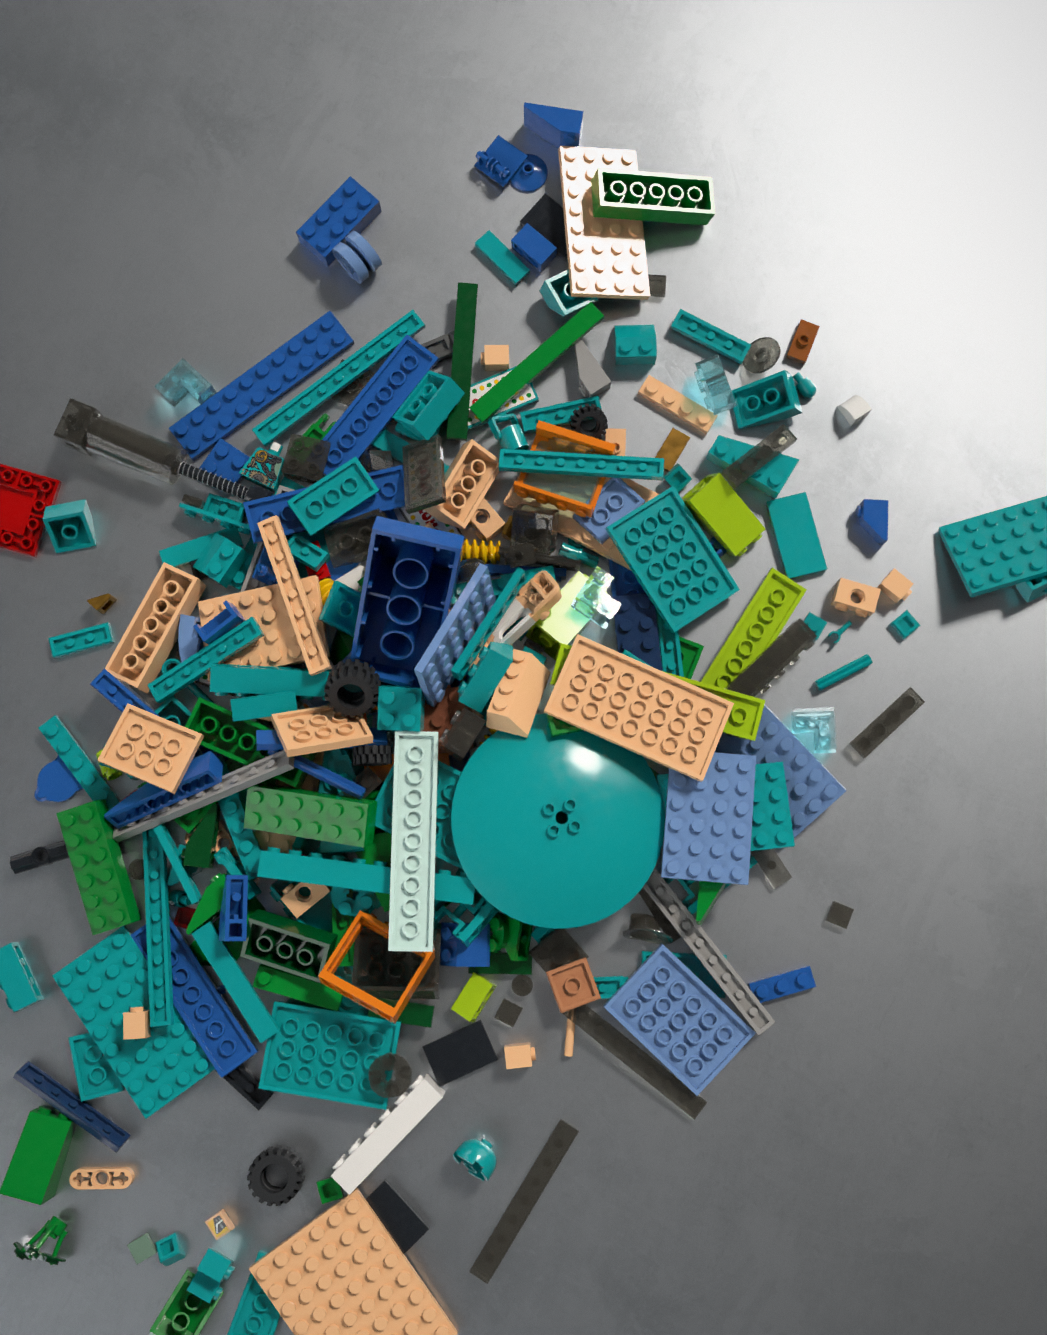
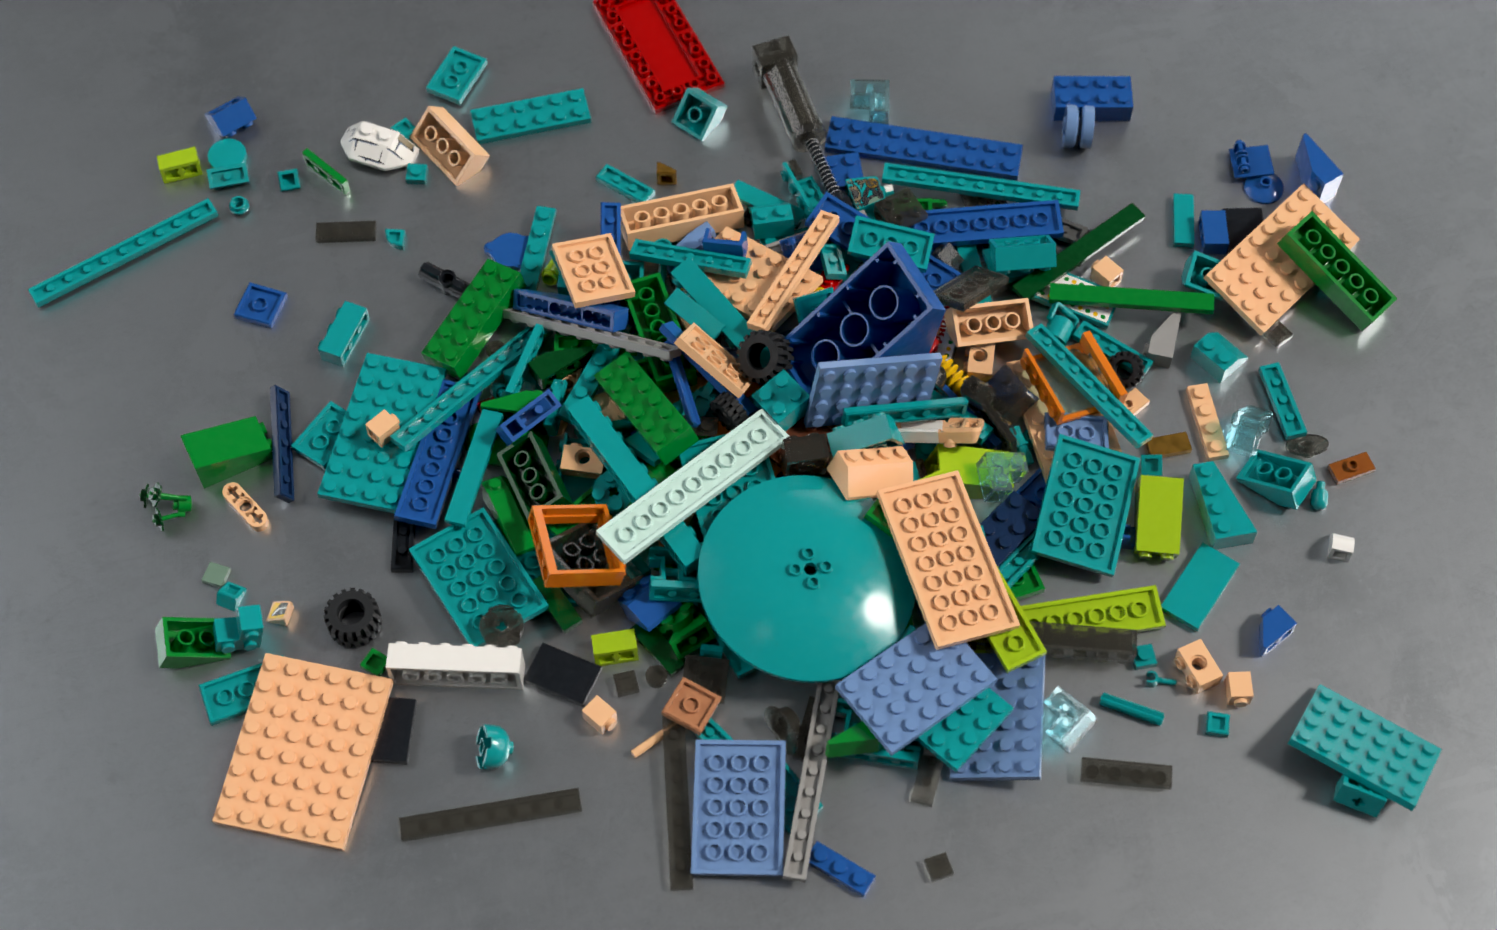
camera: 45 degrees right, 20 degrees down
(759, 456) = (1226, 497): clear smoke plate -> none

